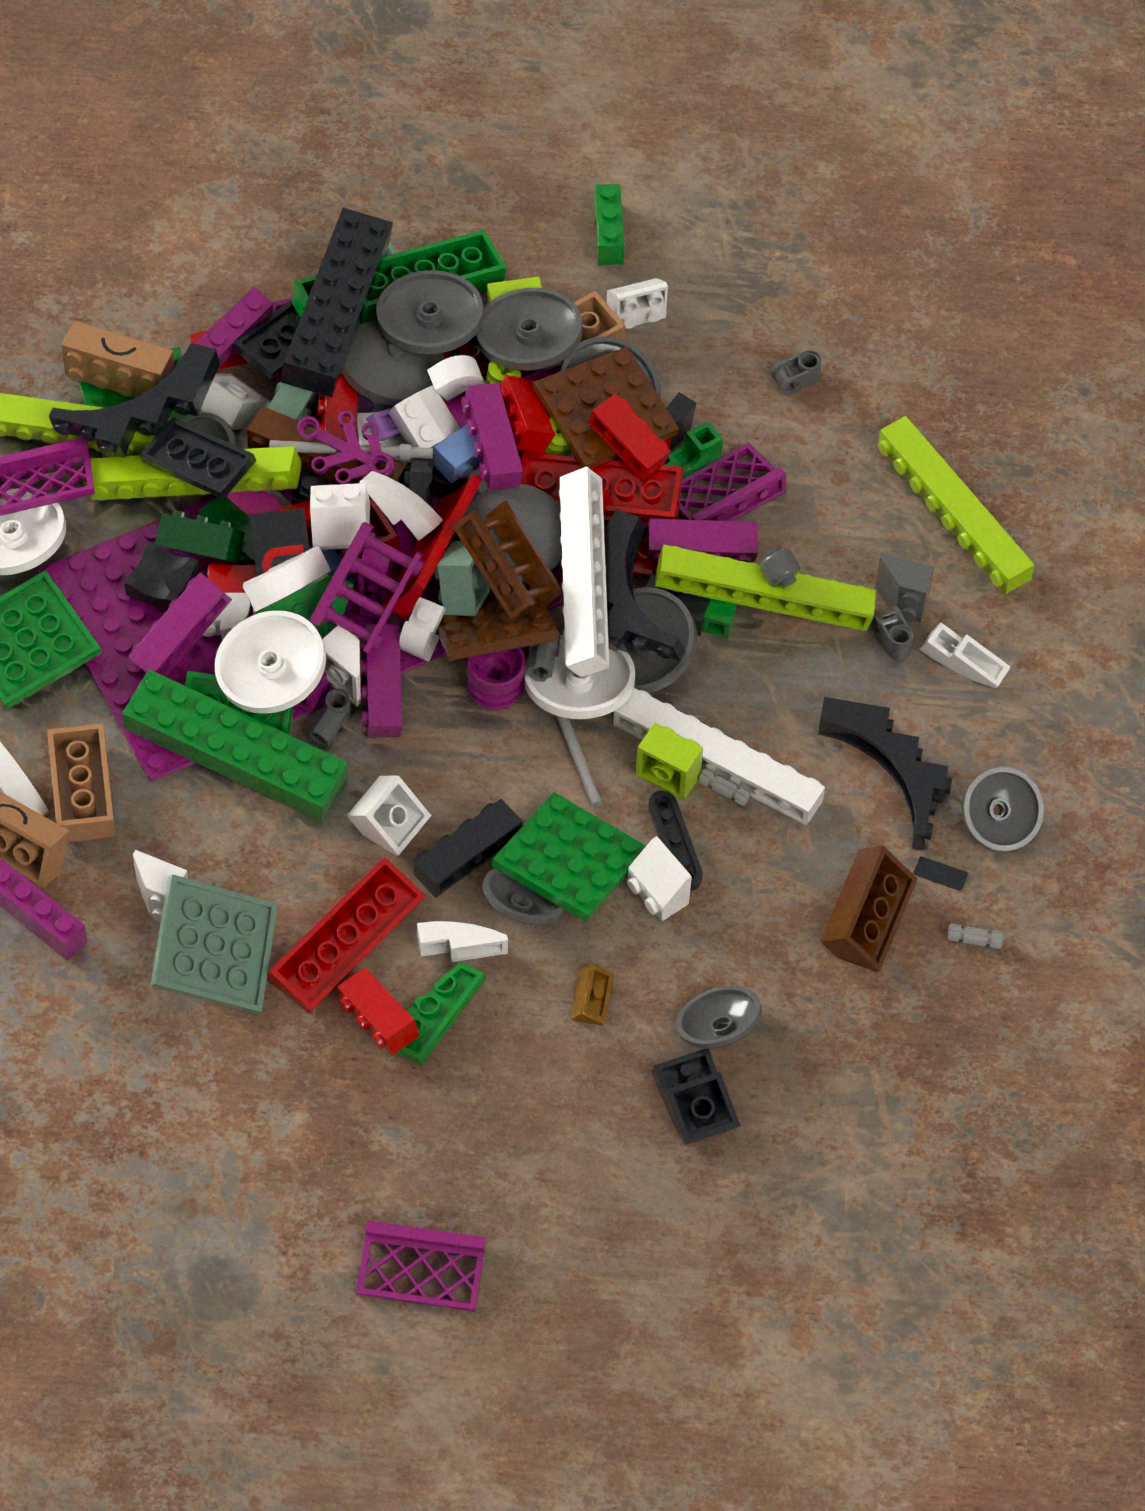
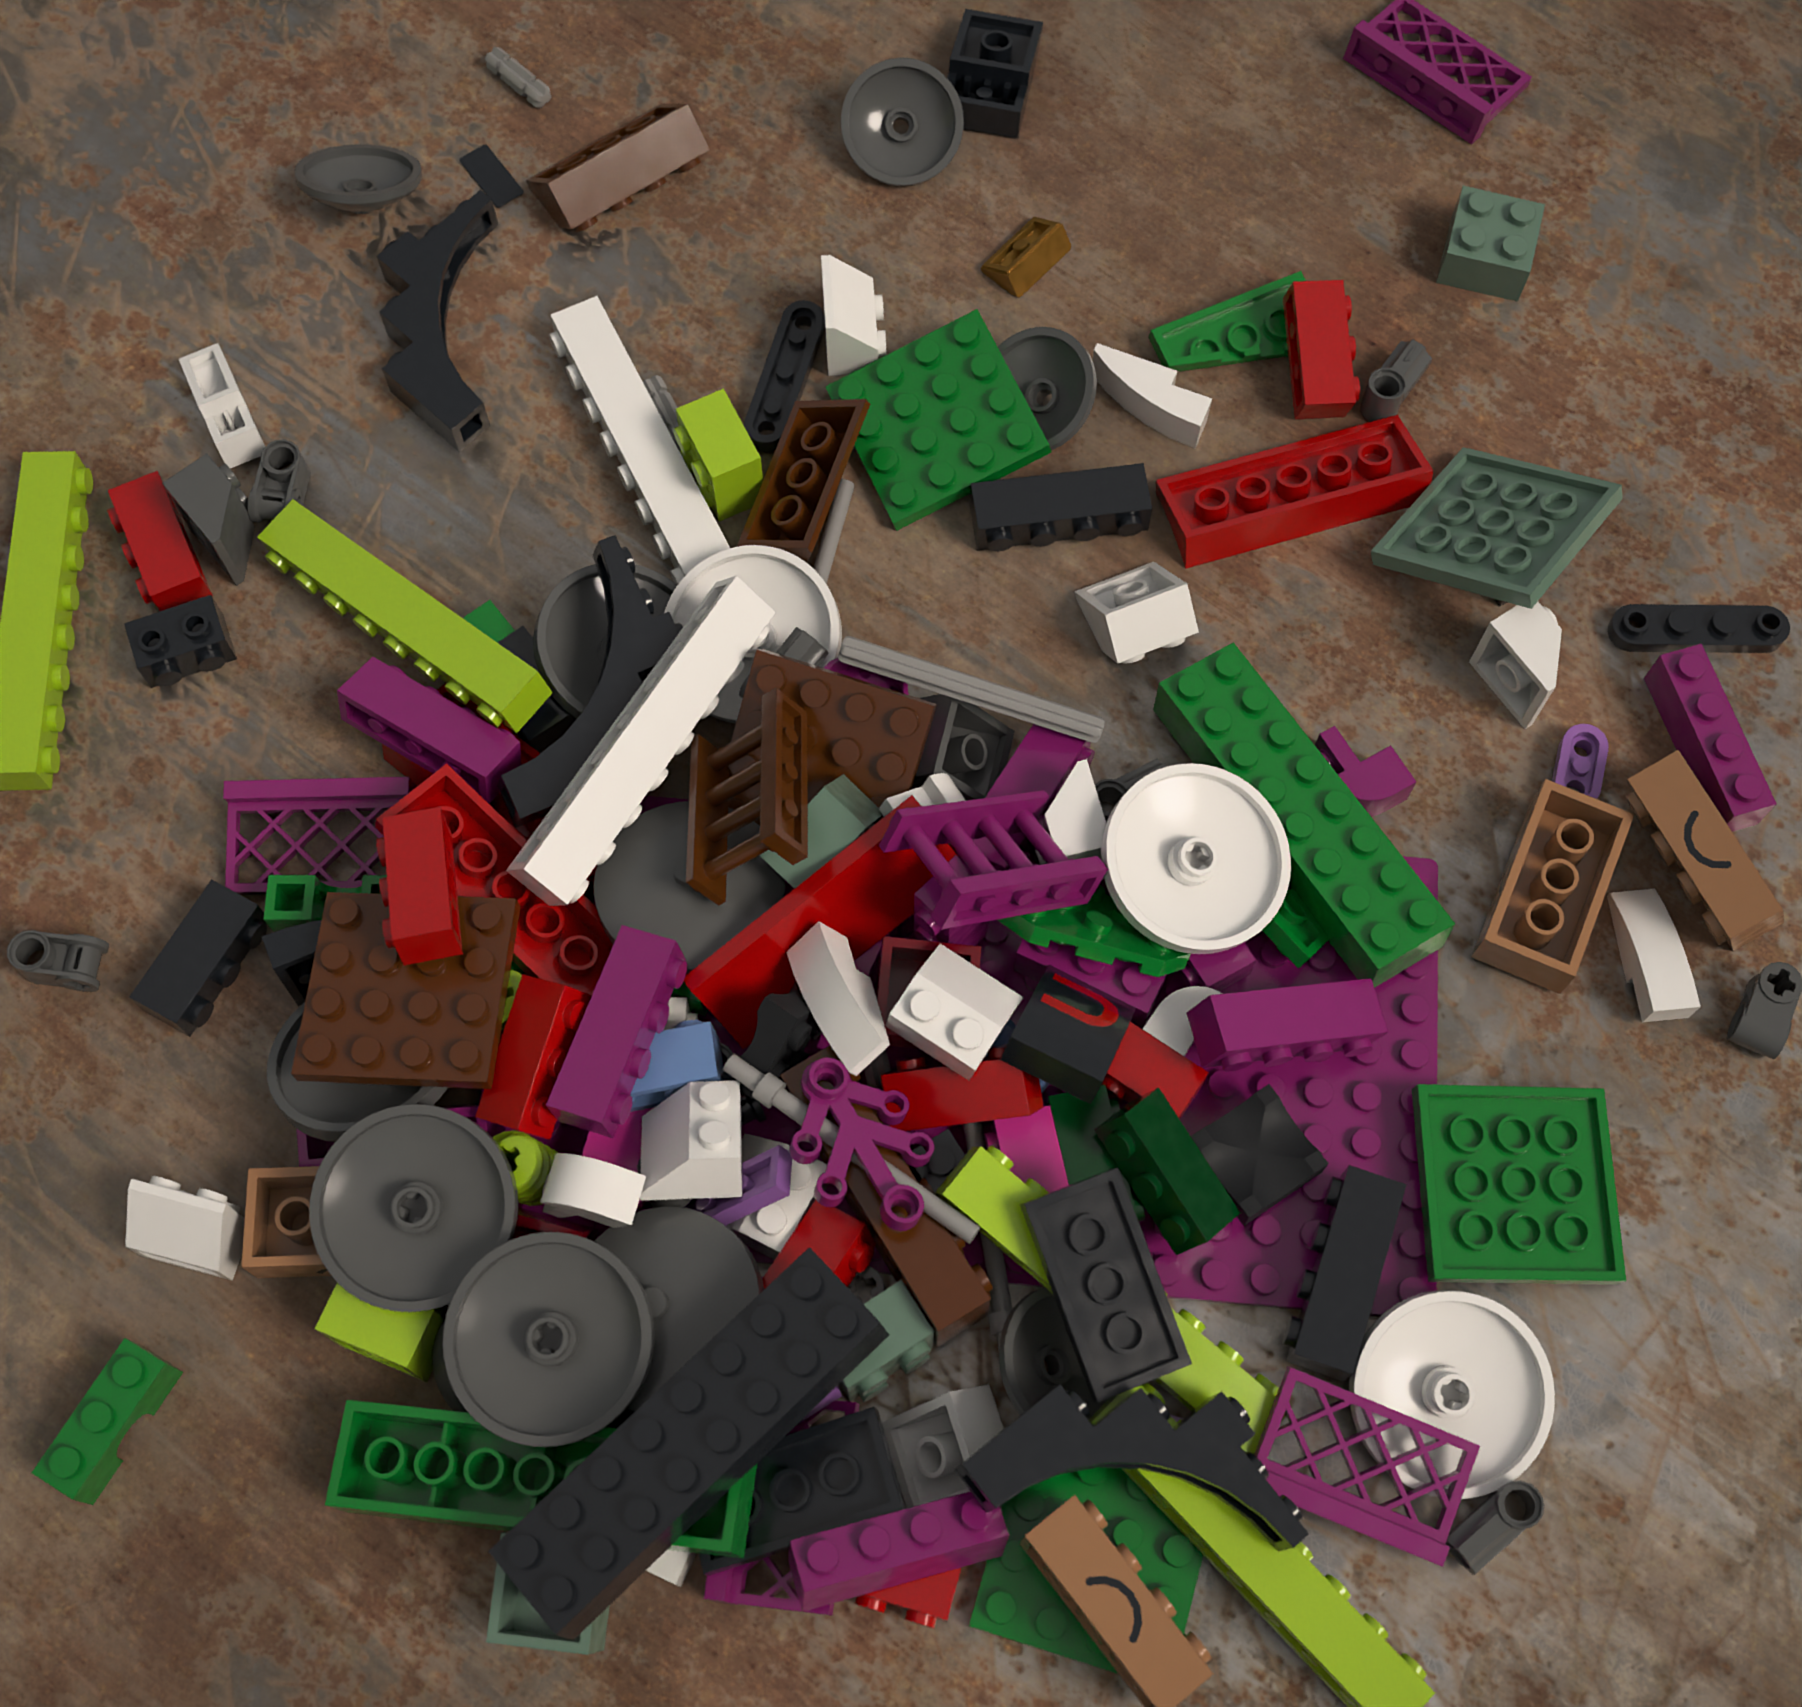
camera: 145 degrees left, 10 degrees up
(70, 981) = (1715, 626): none -> black plate
(90, 554) = (1345, 1272): none -> black brick
(98, 864) = (1578, 771): none -> medium lavender plate
(210, 787) = (1376, 782): none -> magenta brick
(286, 578) = (1097, 973): white slope -> none
(316, 1146) = (1490, 243): none -> sand green brick
(324, 1027) = (1394, 380): none -> dark grey piece
(435, 690) = (965, 746): none -> dark grey slope
(440, 693) = (971, 689): none -> light grey axle
(613, 768) = (804, 475): none -> reddish brown slope
(731, 405) = (201, 958): none -> black brick
(779, 567) = (367, 593): dark grey head -> none
(872, 531) = (180, 642): none -> black brick
(949, 577) = (157, 543): none -> red brick

